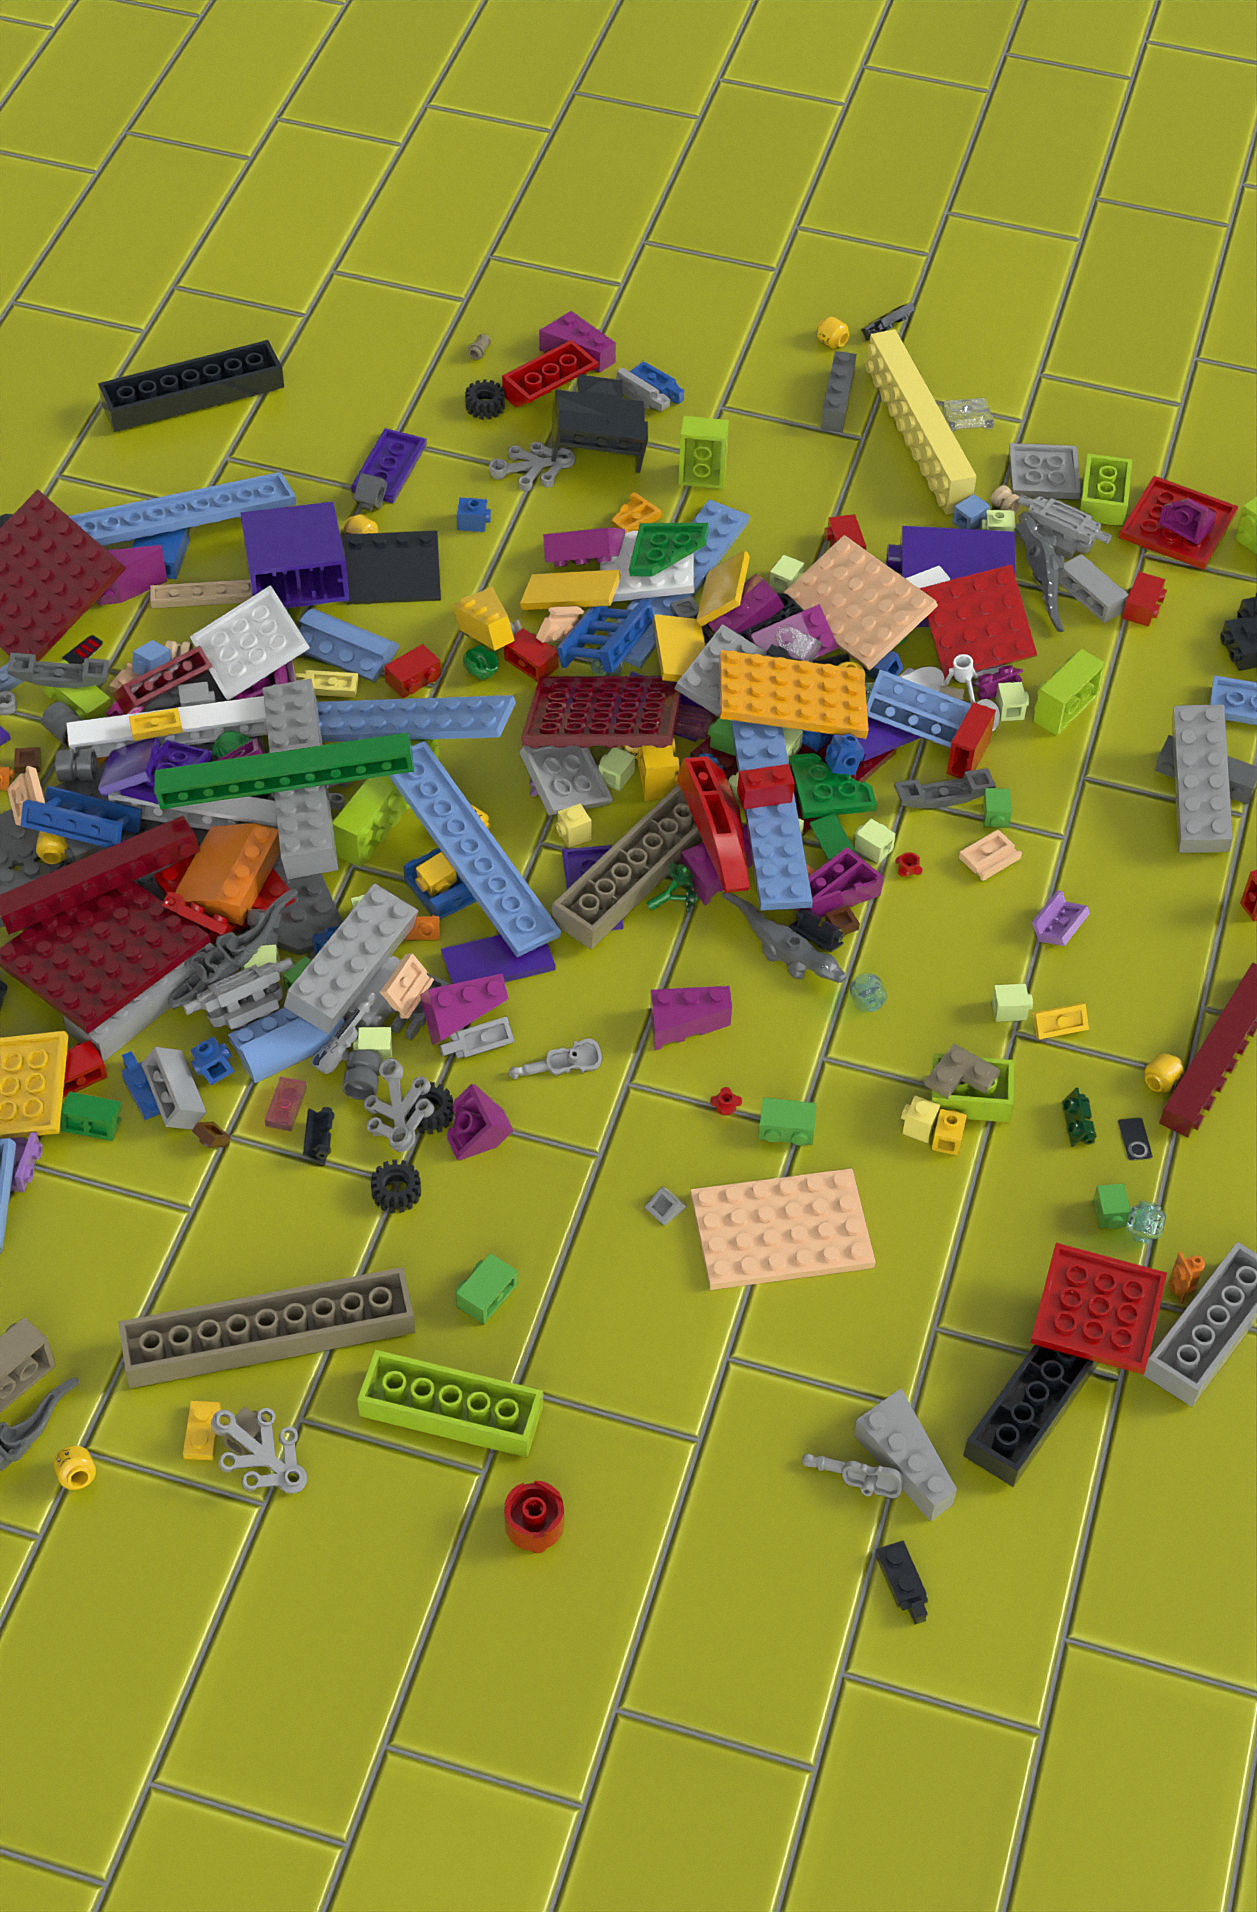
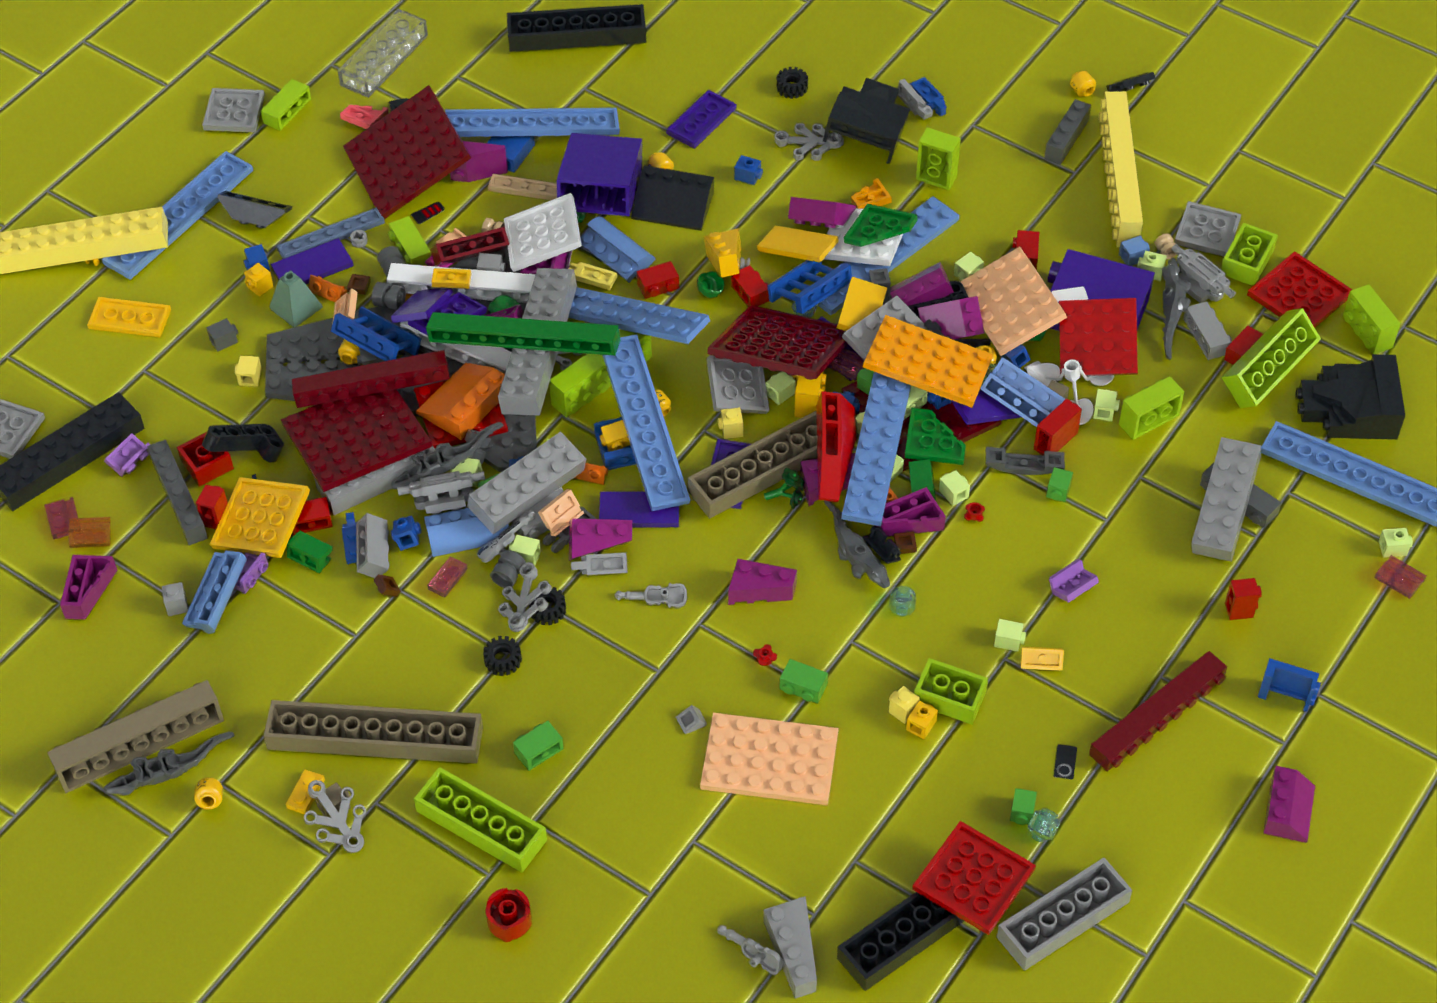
camera: 20 degrees right, 0 degrees up
(58, 674) = (397, 225): dark grey slope -> none
(149, 657) = (469, 226): medium blue brick -> none
(196, 913) = (429, 424): red hinge -> none
(317, 1135) = (460, 605): black hinge -> none
(370, 492) = (677, 136): dark grey brick -> none
(477, 349) = (801, 42): dark tan pin -> none
(477, 1124) = (578, 626): magenta slope -> none
(546, 373) = (844, 71): red slope -> none
(559, 623) = (776, 267): light nougat plate -> none
(581, 332) = (880, 51): magenta wedge -> none
(723, 588) = (912, 267): yellow tile -> none
(765, 786) = (875, 426): red brick -> none
(802, 644) = (952, 325): clear piece -> none
(844, 754) = (951, 416): blue brick -> none
(961, 1066) = (942, 672): dark tan plate -> none
(967, 413) = (1165, 170): clear plate -> none
(989, 682) = (1092, 385): magenta hinge -> none
(990, 855) = (1040, 519): light nougat plate -> none
(1076, 1110) = (1027, 727): dark green hinge -> none
(1164, 1073) = (1105, 717): yellow head -> none
(1181, 603) = (1271, 358): none -> lime brick
(1185, 1275) = (1056, 872): orange hinge -> none
(1188, 519) = (1305, 292): magenta slope -> none

